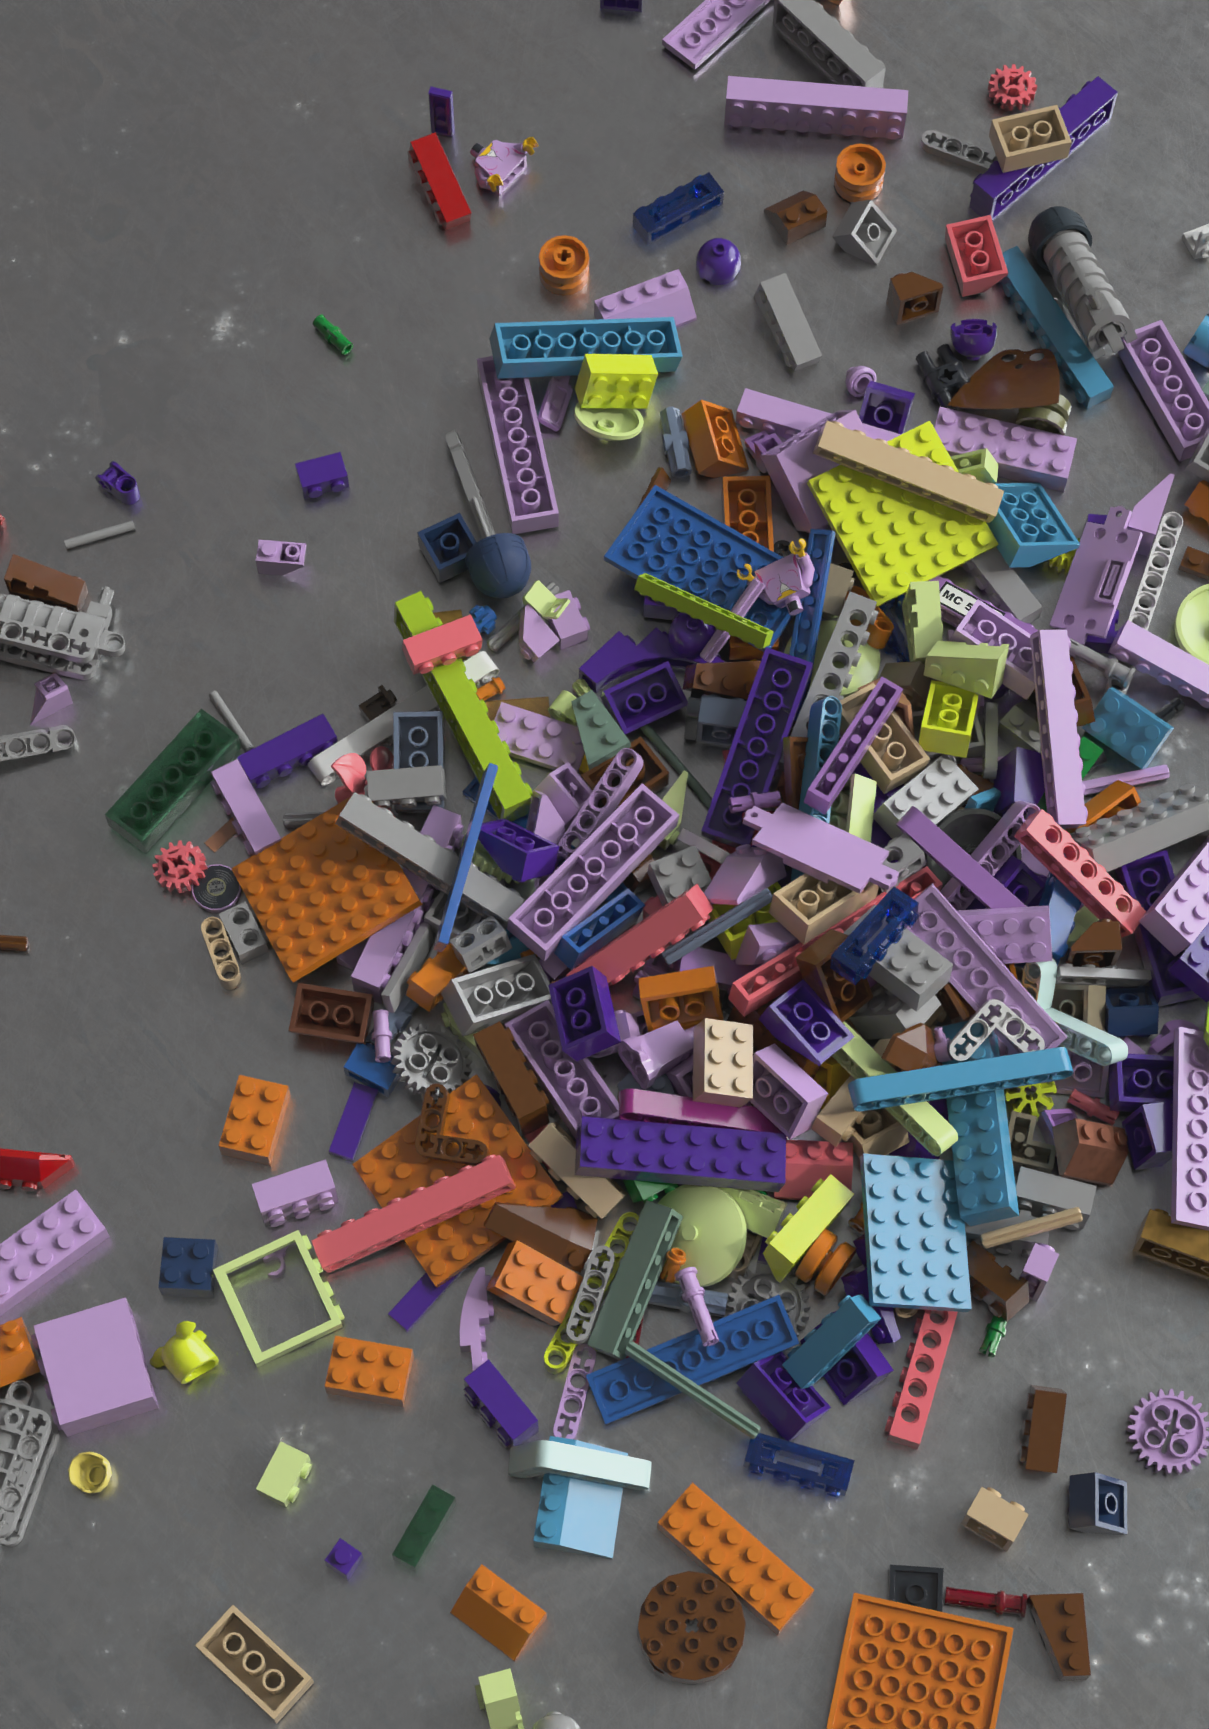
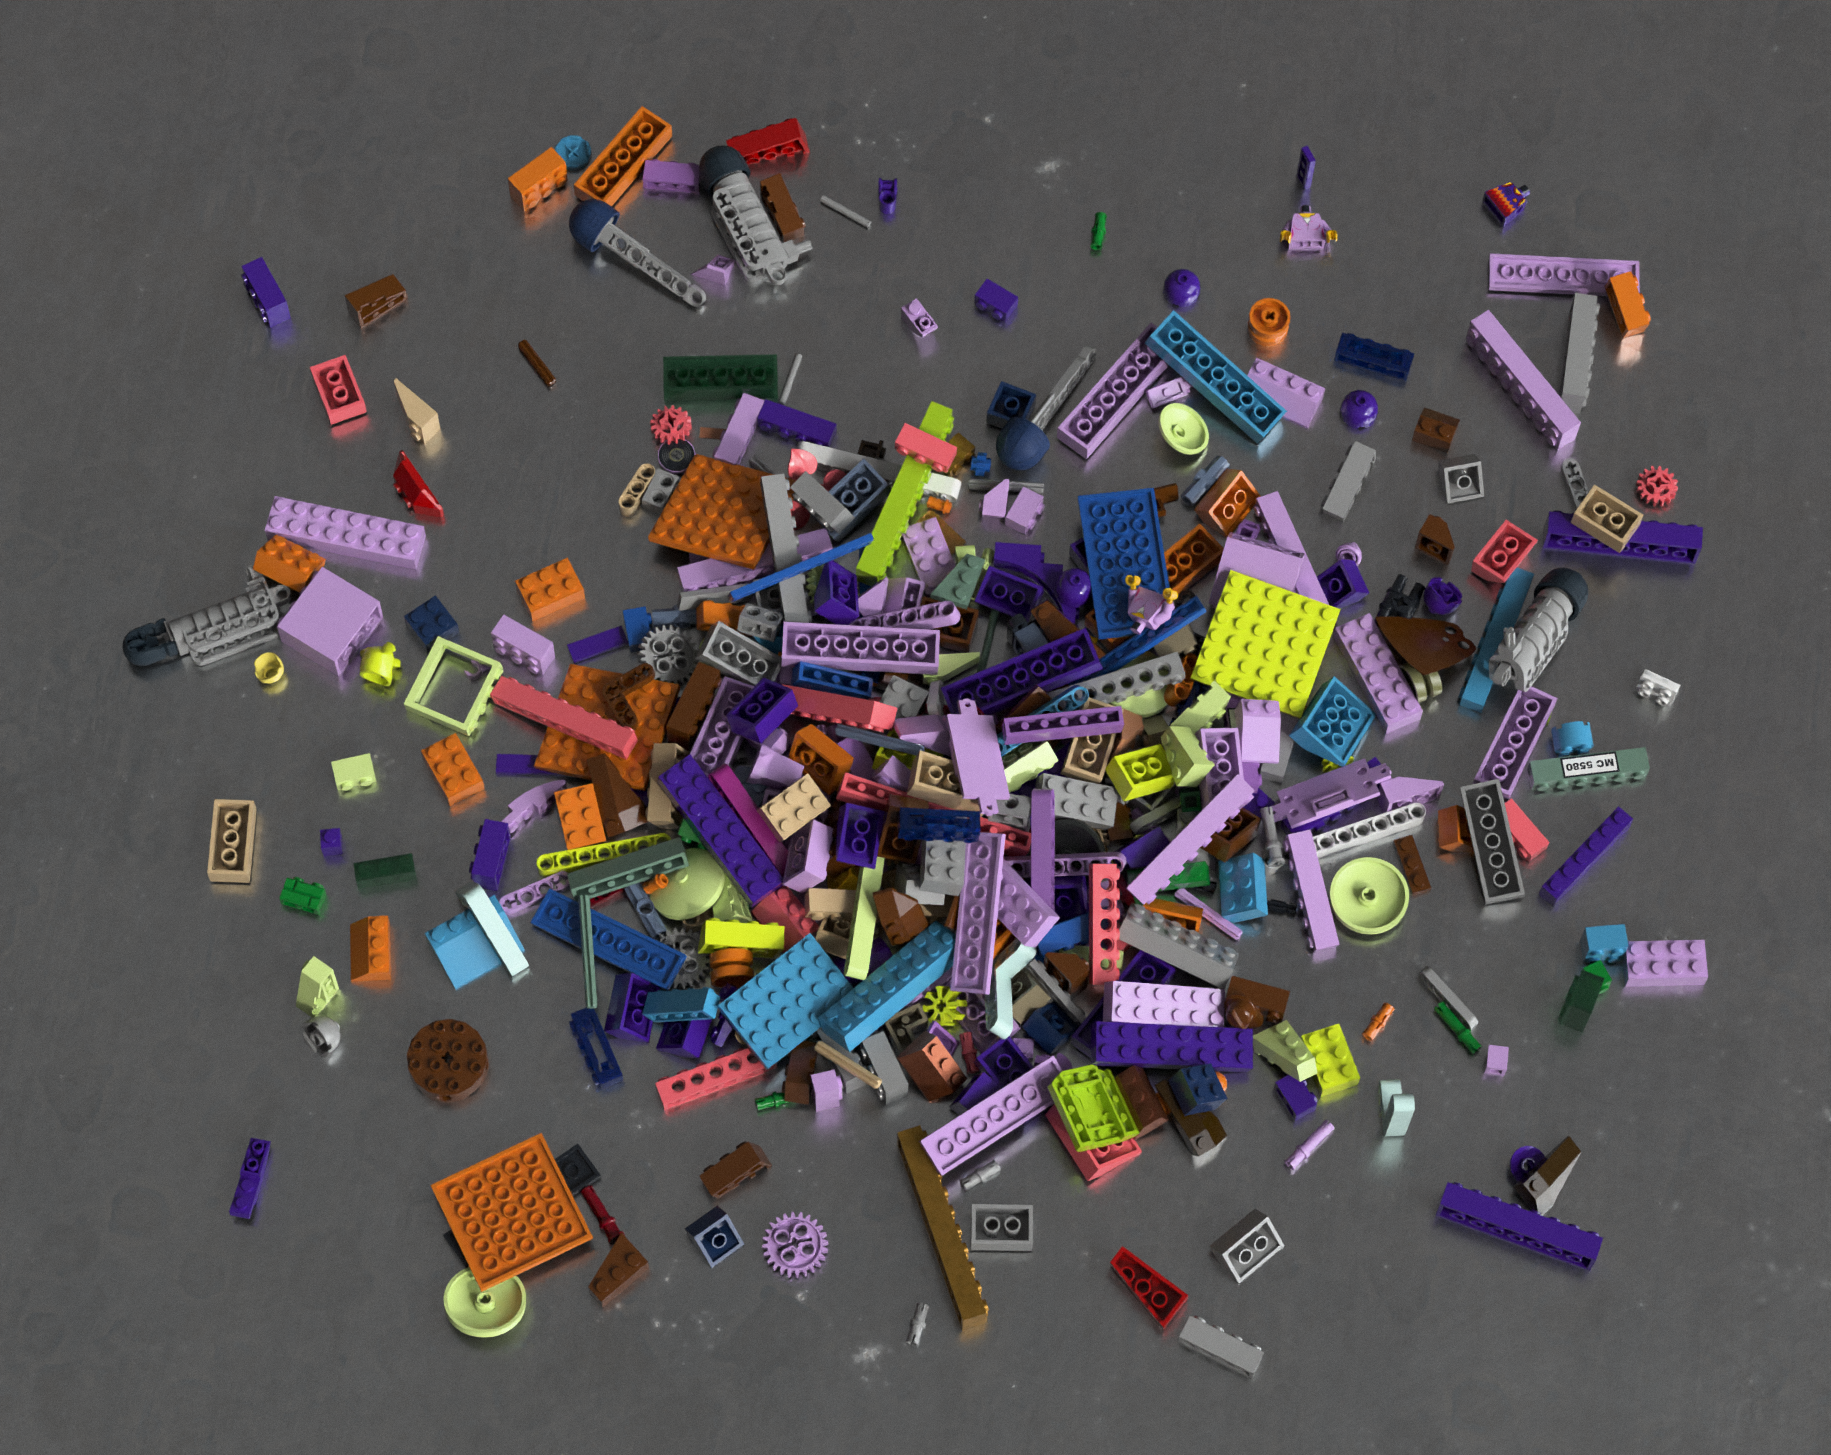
camera: 50 degrees right, 0 degrees up
(331, 1013) = (649, 578): copper slope -> none
(378, 1636) = (303, 895): none -> green brick
(381, 1036) = (658, 615): lavender pin -> none
(439, 181) = (1259, 205): red wedge -> none
(458, 310) = (1181, 288): none -> dark purple cylinder
(544, 601) = (1019, 486): yellowish green bracket -> none
(592, 1295) = (596, 848): light grey beam -> none
(616, 381) = (1208, 412): neon yellow brick -> none
(693, 1295) = (645, 908): lavender pin -> none
(704, 610) = (1087, 578): lime piece -> none
(735, 1558) = (509, 1054): orange brick -> none
(740, 608) = (1097, 600): lavender axle -> none
(759, 800) = (982, 701): medium lavender pin -> none
(859, 173) = (1500, 442): orange wheel -> none
(908, 471) = (1289, 623): tan brick -> none
(941, 1046) = (917, 926): lavender piece -> none
(960, 1079) = (901, 950): dark azure beam -> none
(977, 463) = (1341, 664): yellowish green brick -> none
(980, 578) = (1258, 730): none -> lavender slope
(984, 800) = (1110, 838): dark azure tile -> none
(995, 1518) = (652, 1178): tan brick -> none
(1000, 1023) = (959, 946): white beam -> none
(1006, 702) = (1190, 799): none -> dark green brick

